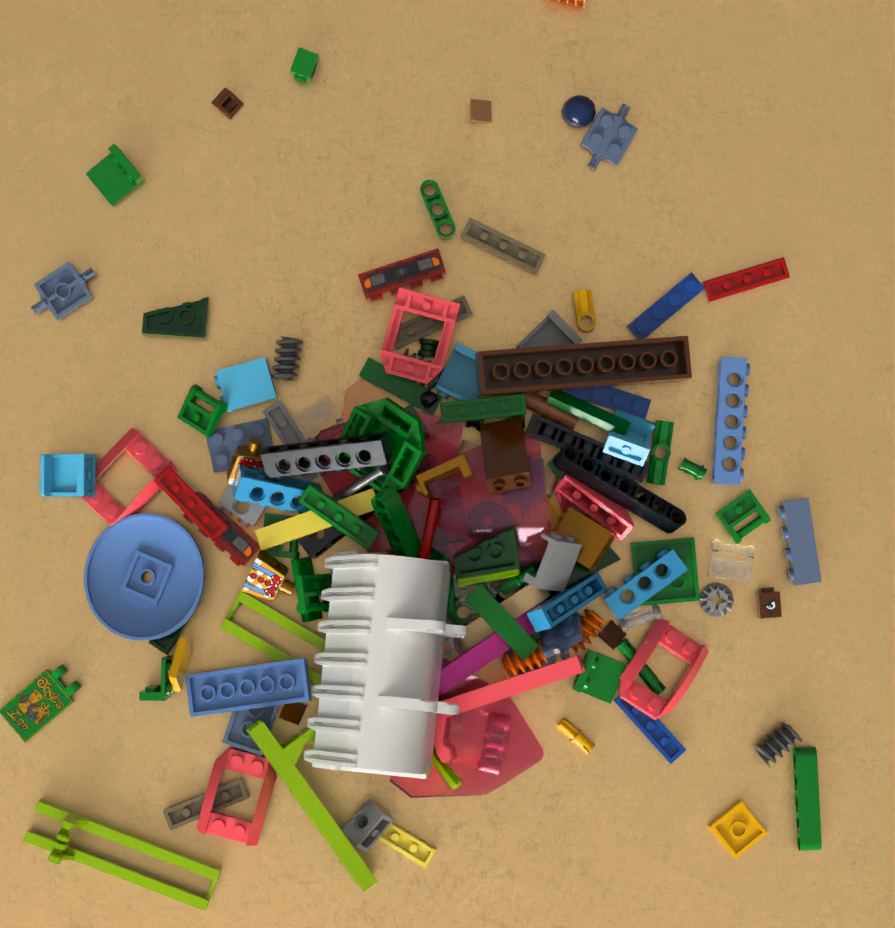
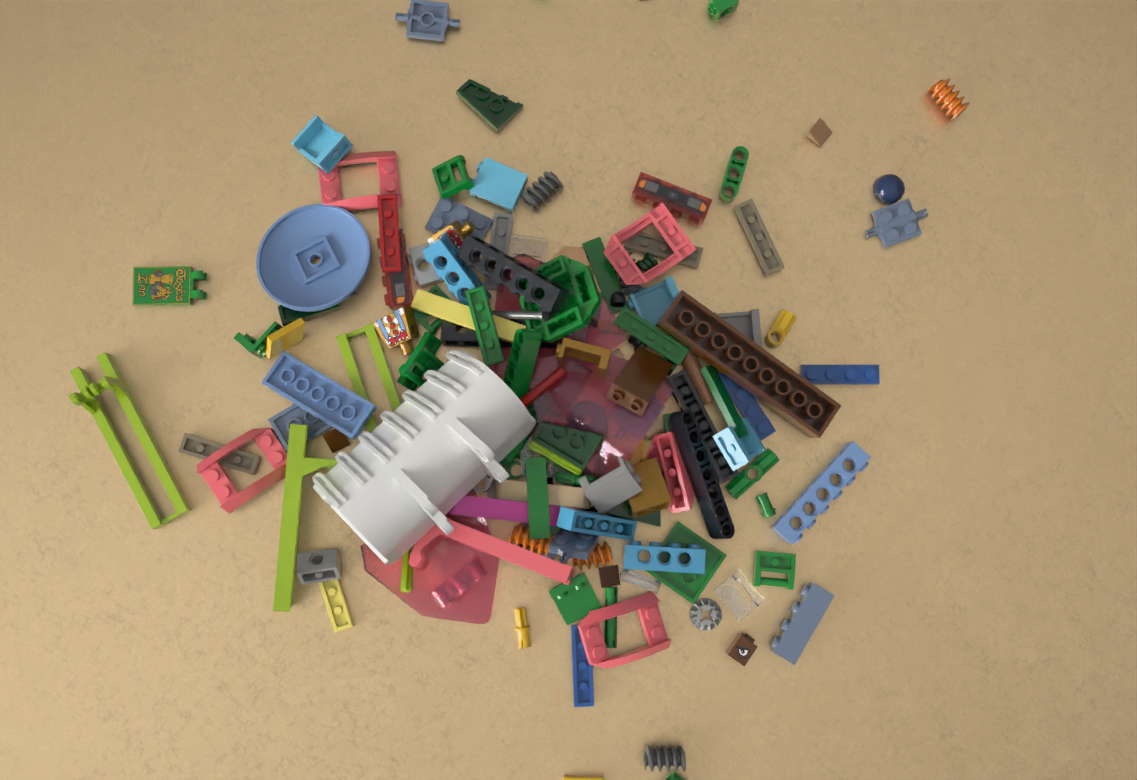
camera: 35 degrees right, 5 degrees down
(746, 279) = (914, 402): red tile -> none

